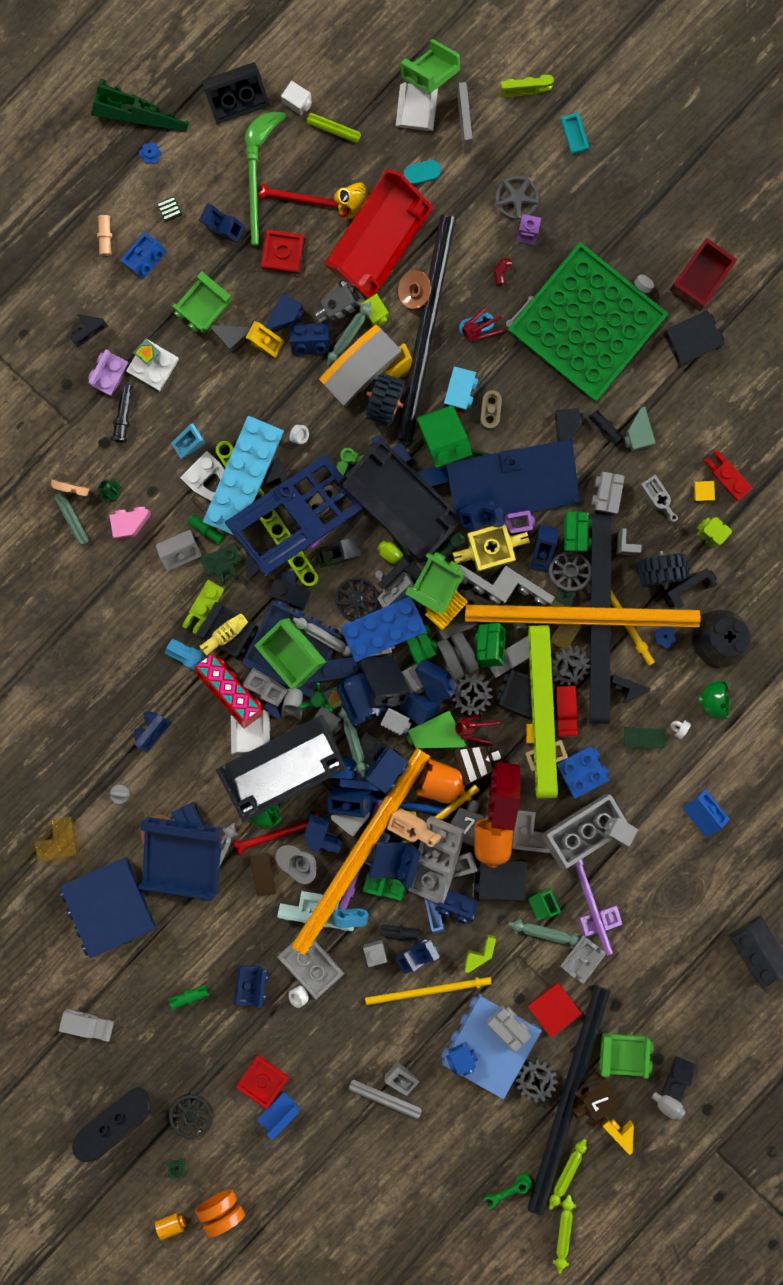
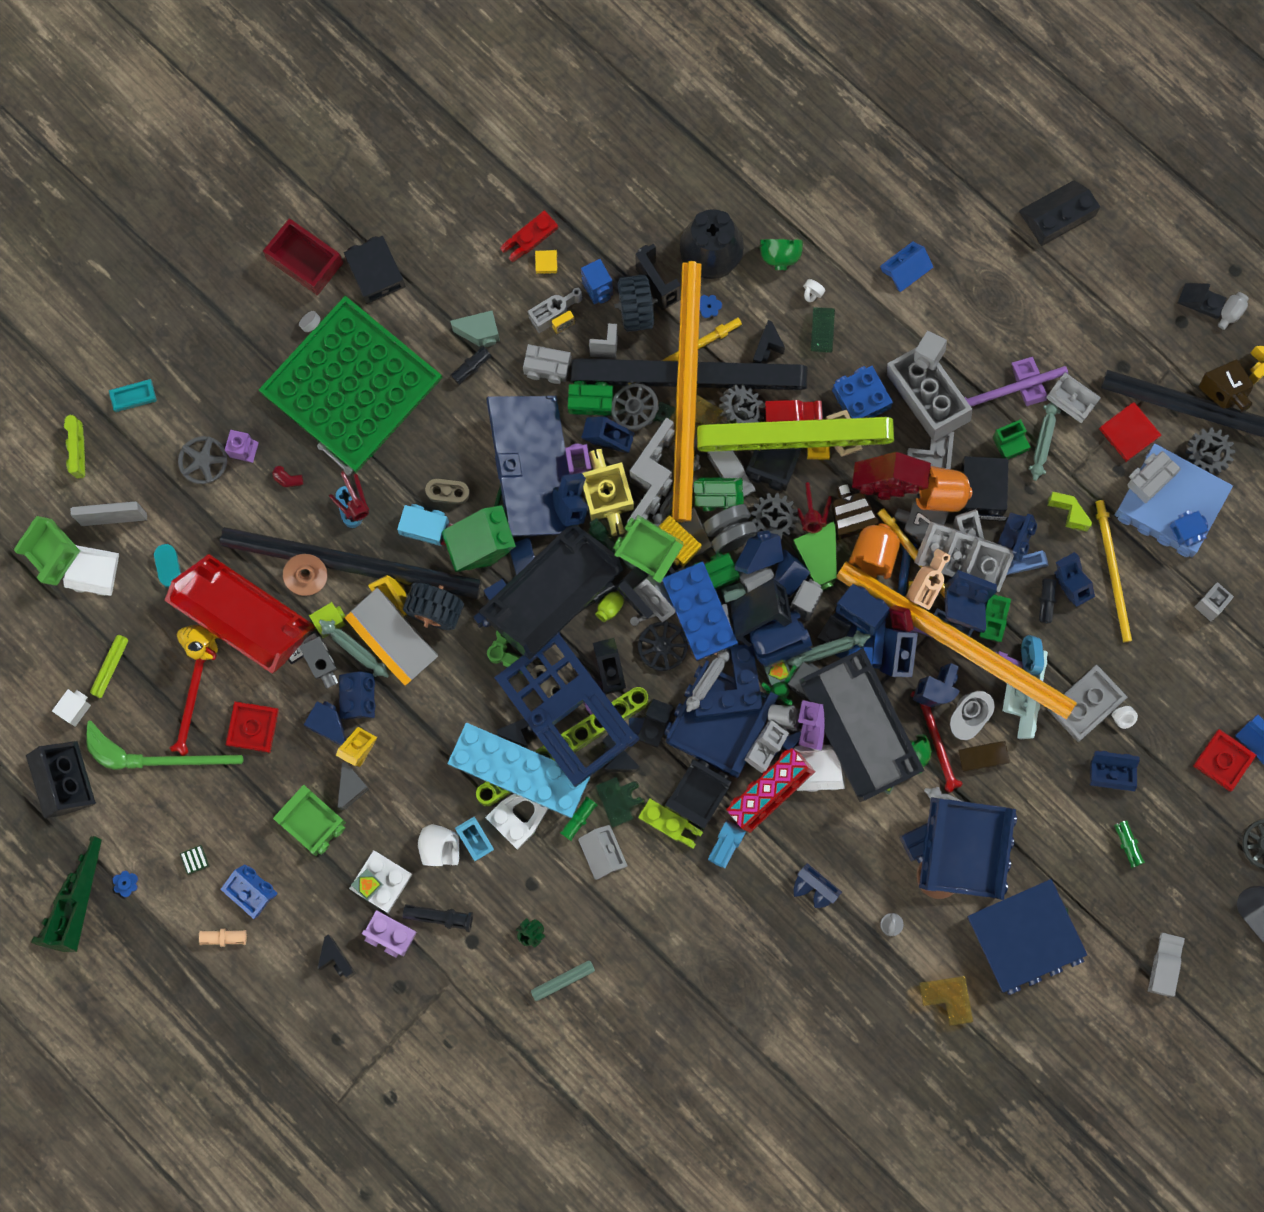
camera: 90 degrees left, 10 degrees down
(68, 487) = (526, 978): light nougat tile -> none
(128, 524) = (571, 910): bright pink slope -> none
(181, 410) = (438, 846): none -> white piece
(221, 224) = (218, 795): dark blue brick -> none
(225, 633) = (703, 796): light yellow hinge -> none
(286, 726) = (813, 725): none -> medium lavender slope
(290, 653) = (728, 714): bright green piece -> none
(299, 434) = (469, 709): white tile -> none
(349, 823) = (923, 655): light grey slope -> none
(375, 953) = (1072, 627): light grey brick -> none
(377, 803) = (901, 618): none -> dark red tile
(385, 1099) = (1238, 620): light grey axle -> none
(403, 658) = (732, 592): none -> sand green tile
(568, 423) = (467, 406): black slope -> none
(625, 1055) = (1178, 355): bright green panel -> none
(647, 506) = (563, 322): none -> yellow tile
(683, 535) = (597, 282): none -> blue brick
(713, 532) = (594, 247): lime brick -> none

